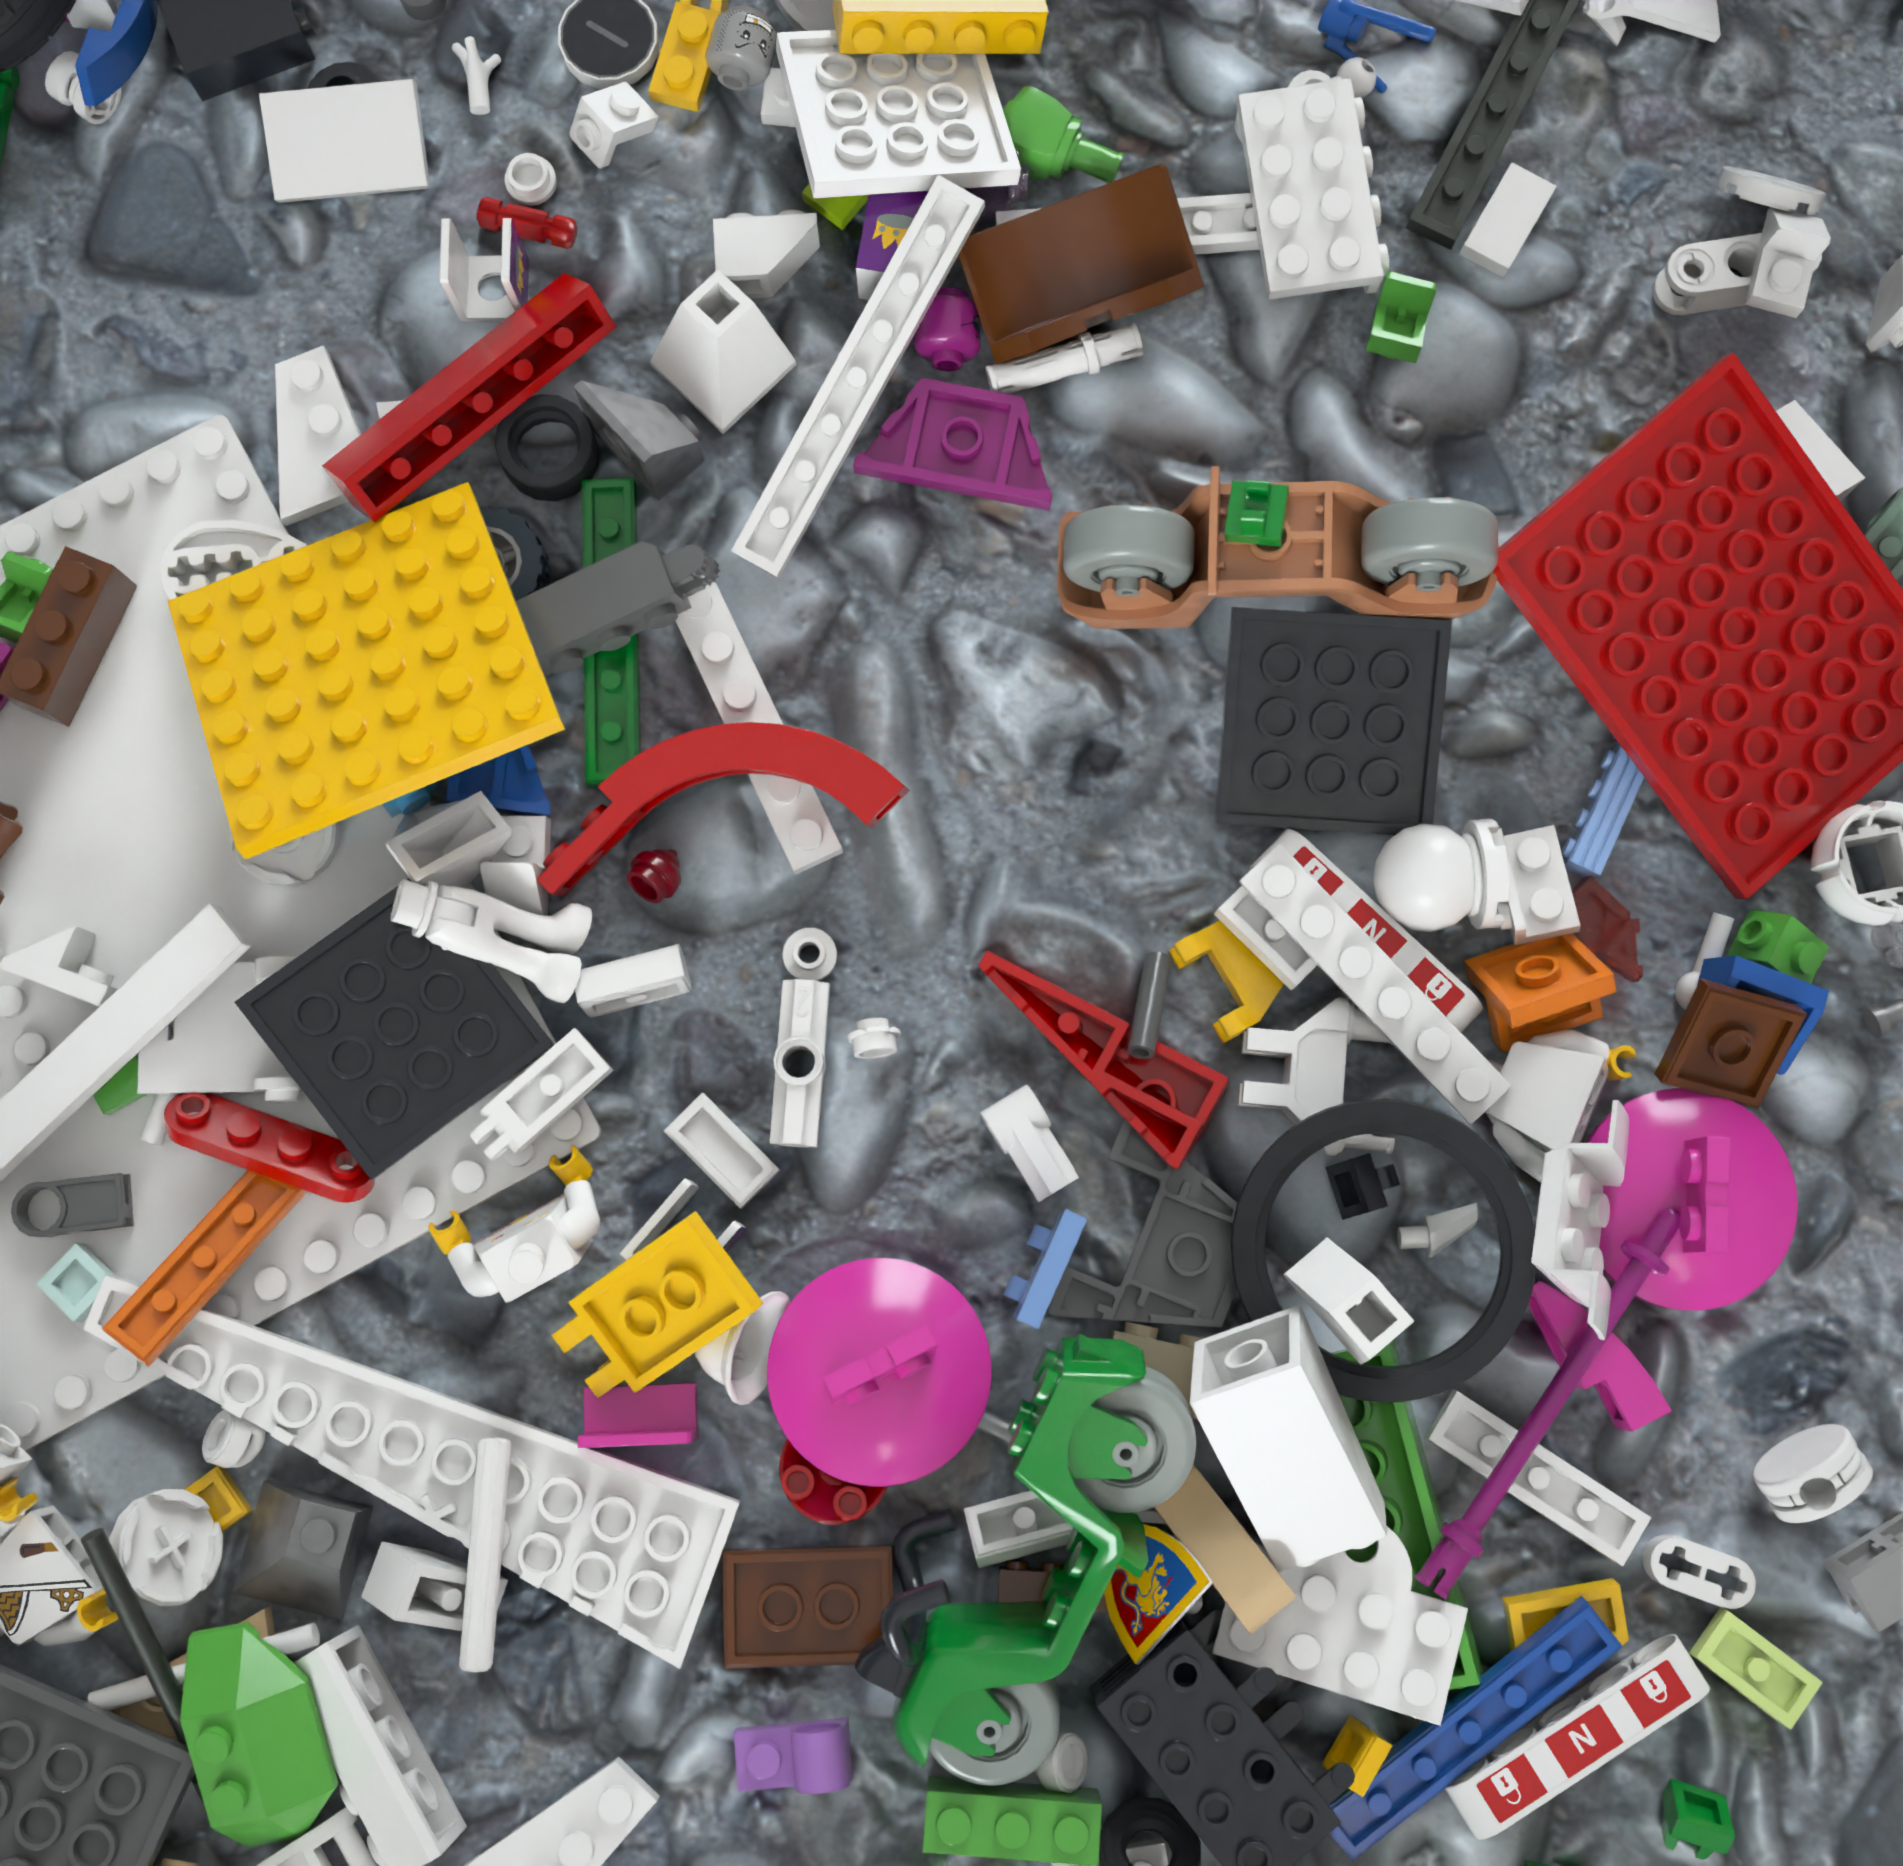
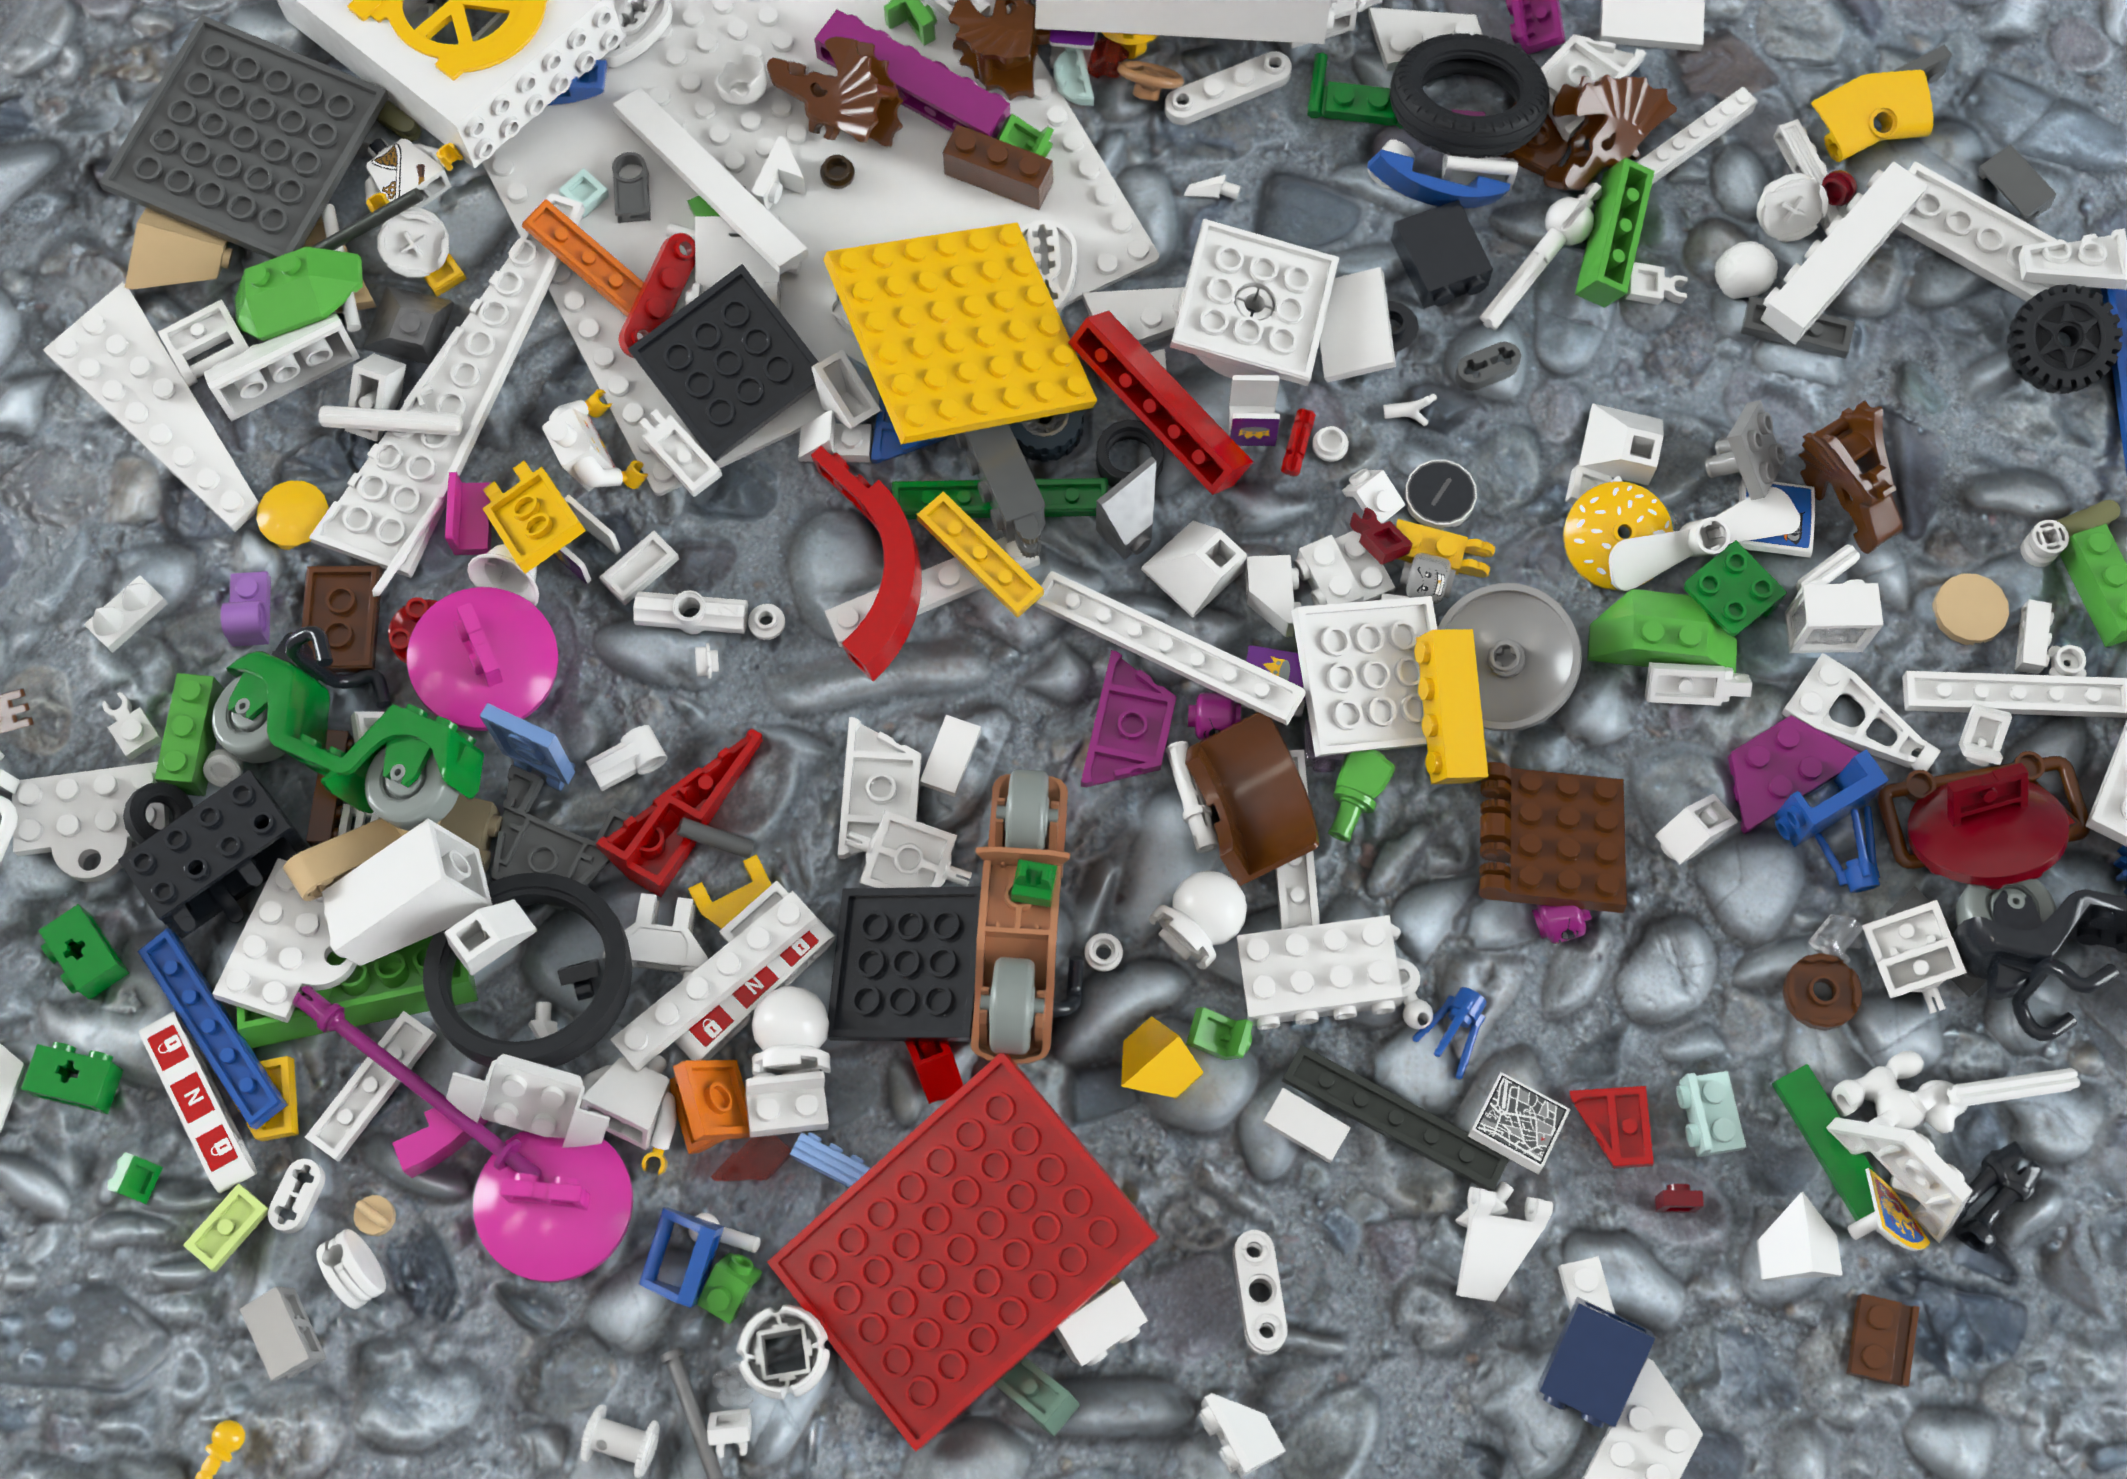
camera: 90 degrees right, 10 degrees down
(61, 884) = (837, 172): none -> dark brown plate
(111, 338) = (1213, 188): none -> white bar
(228, 1441) = (475, 277): white tile -> none
(317, 263) = (1276, 279): none -> white piece
(466, 923) = (789, 399): white piece -> none
(632, 1704) = (291, 513): none -> yellow dish
(633, 981) = (755, 510): white brick -> none
(655, 874) = (827, 525): dark red plate -> none
(686, 102) = (1382, 540): none -> dark red plate
(697, 1505) = (407, 547): none -> white axle
(712, 642) = (980, 554): none -> yellow plate
(729, 162) = (1342, 571): none -> white plate
(1009, 687) = (950, 755): none -> white tile
(1066, 783) = (876, 779): none -> white wing
(1151, 1605) = (321, 815): shield -> none
(1171, 731) = (907, 855): none -> white plate
(1243, 331) = (1204, 913): none -> white tile
(1291, 461) = (1107, 941): none -> white plate
(1361, 1750) = (203, 953): yellow tile -> none
(1434, 404) = (1157, 1061): none -> yellow slope
(1476, 682) = (935, 1069): none -> red slope
(1717, 1454) = (374, 1215): none -> tan tile
(1730, 1043) = (657, 1232): reddish brown tile -> none
(1770, 190) = (1321, 1316): white tile -> none
(1786, 261) = (1258, 1316): white slope -> none

